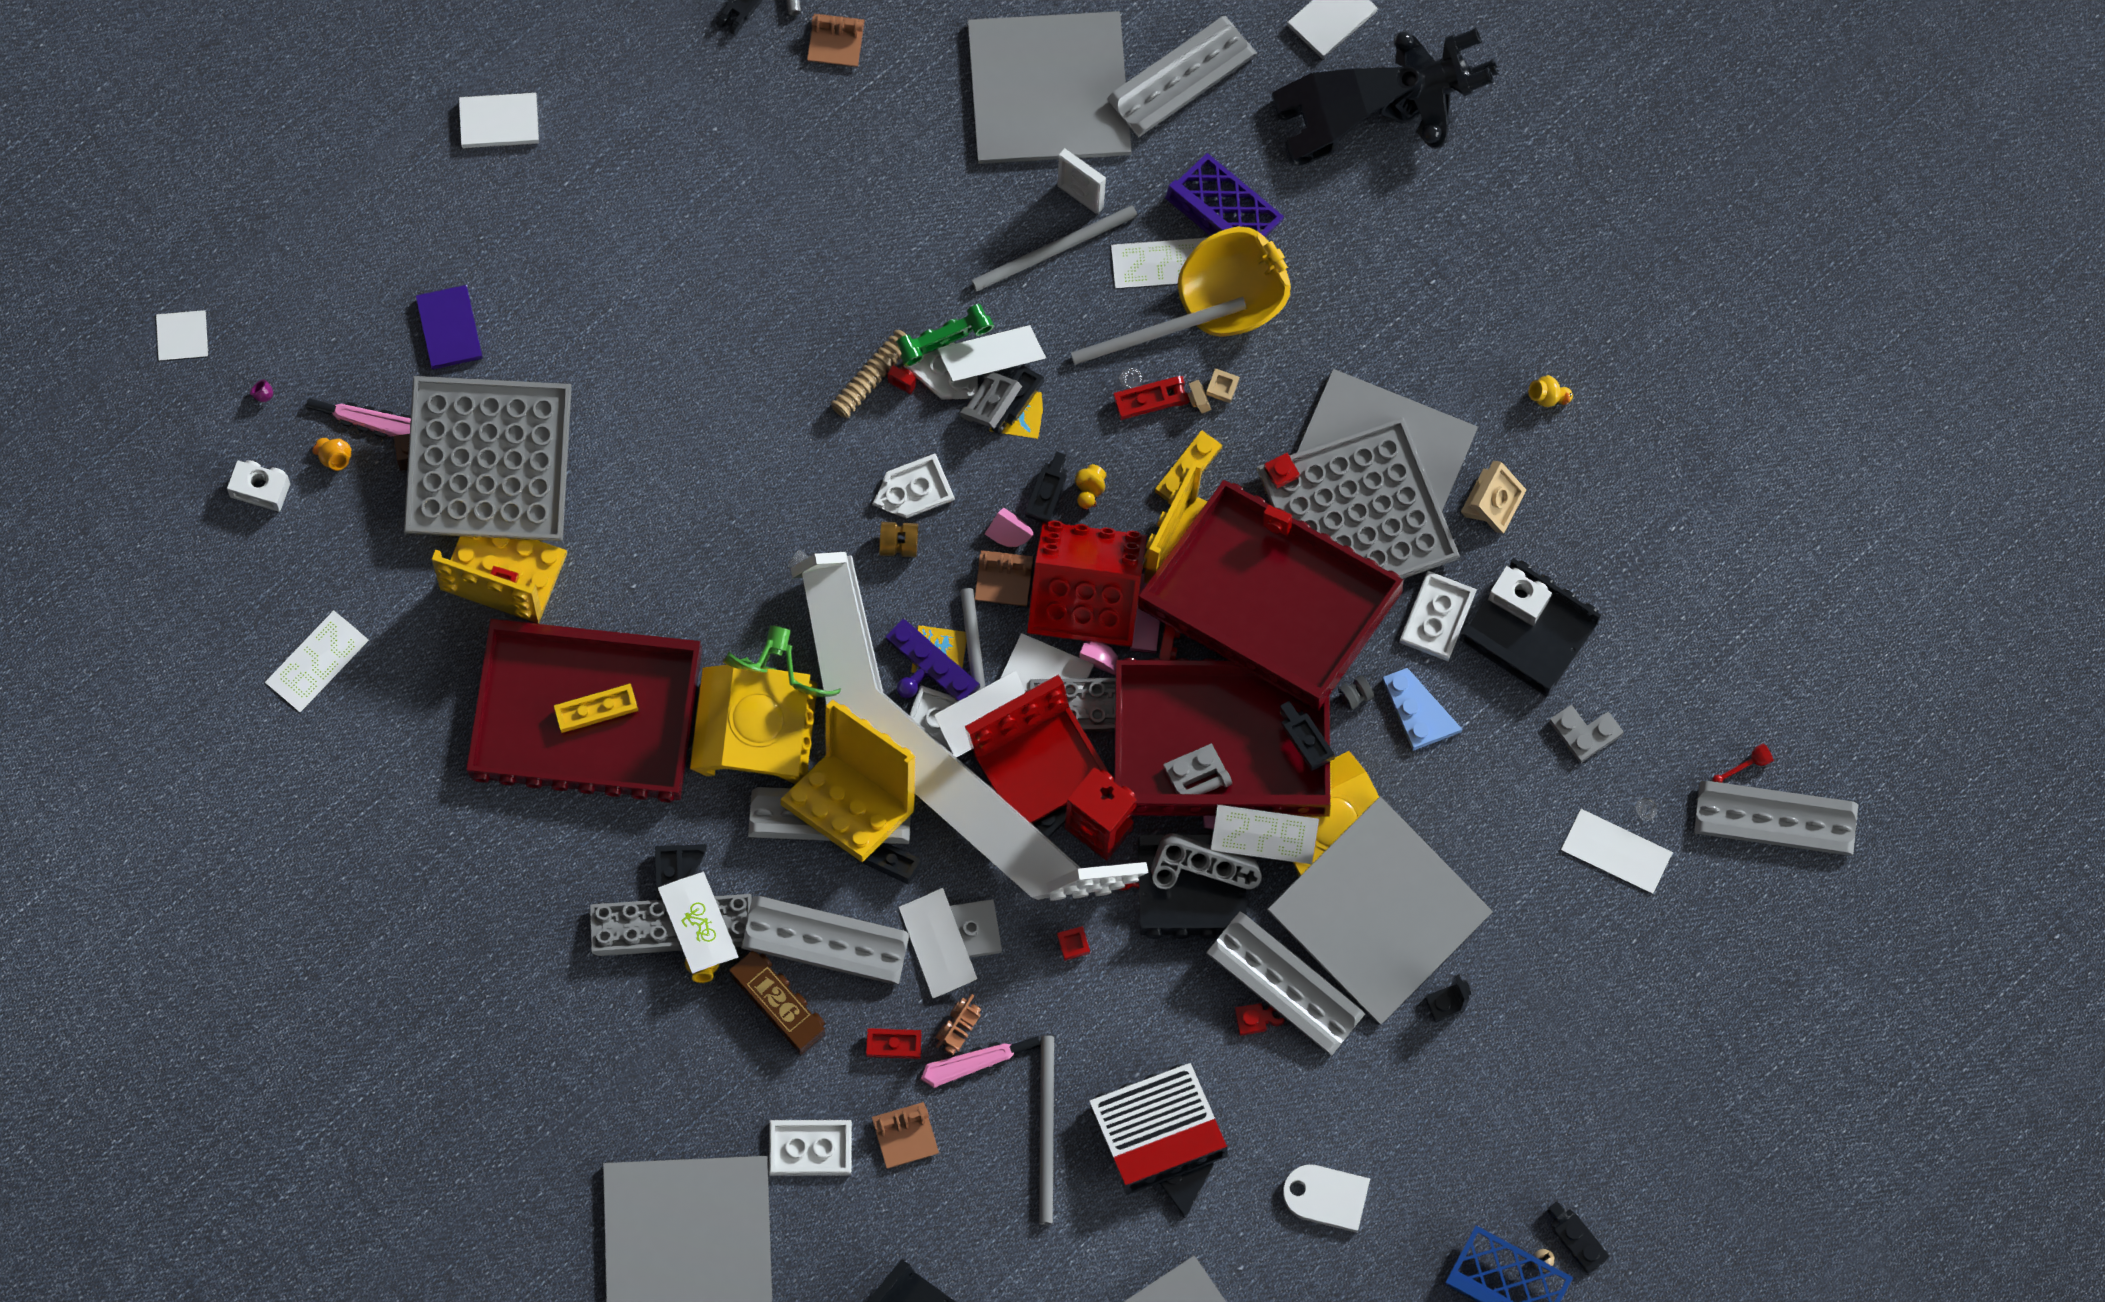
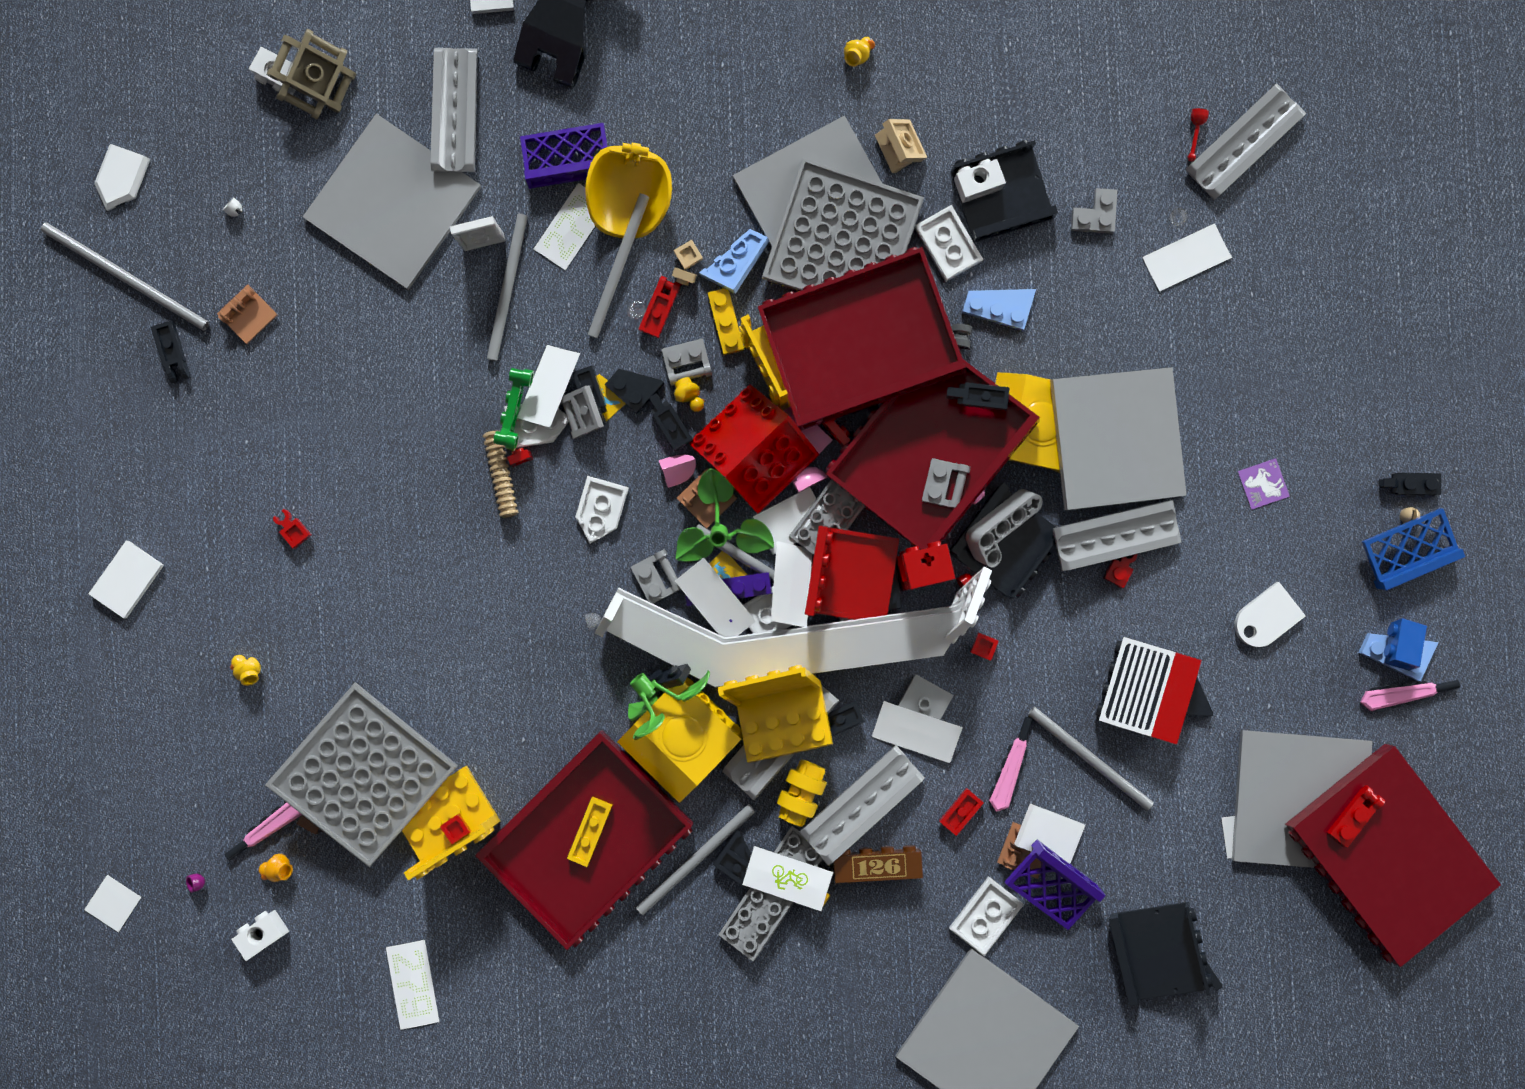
camera: 50 degrees left, 15 degrees up
(449, 327) = (247, 723): dark purple tile -> none
(500, 287) = (245, 670): none -> yellow animal
(646, 830) = (695, 859): none -> light grey piece
(665, 231) = (293, 531): none -> red plate
(802, 871) = (798, 801): none -> yellow piece
(808, 667) = (670, 677): none -> black hinge
(882, 586) = (650, 579): none -> light grey plate
(889, 539) = (623, 552): pearl gold wheel -> none
(911, 654) = (714, 600): none -> white sticker
(915, 1187) = (1069, 875): none -> dark purple fence
(939, 1141) = (1051, 829): none -> white tile
(952, 601) = (692, 542): none -> bright green plant
(965, 1013) = (983, 773): nougat hinge -> none
(1054, 432) = (633, 388): none -> black wing
(1123, 455) = (685, 355): none -> light grey plate
(1251, 435) = (734, 266): none -> light blue wing
(1264, 834) = (1020, 473): white sticker -> none
(1277, 520) = (817, 295): red plate -> none
(1281, 470) = (778, 264): red plate -> none
(1449, 1000) = (1204, 440): black bracket -> none
(1456, 1094) = (1263, 483): none -> medium lavender sticker

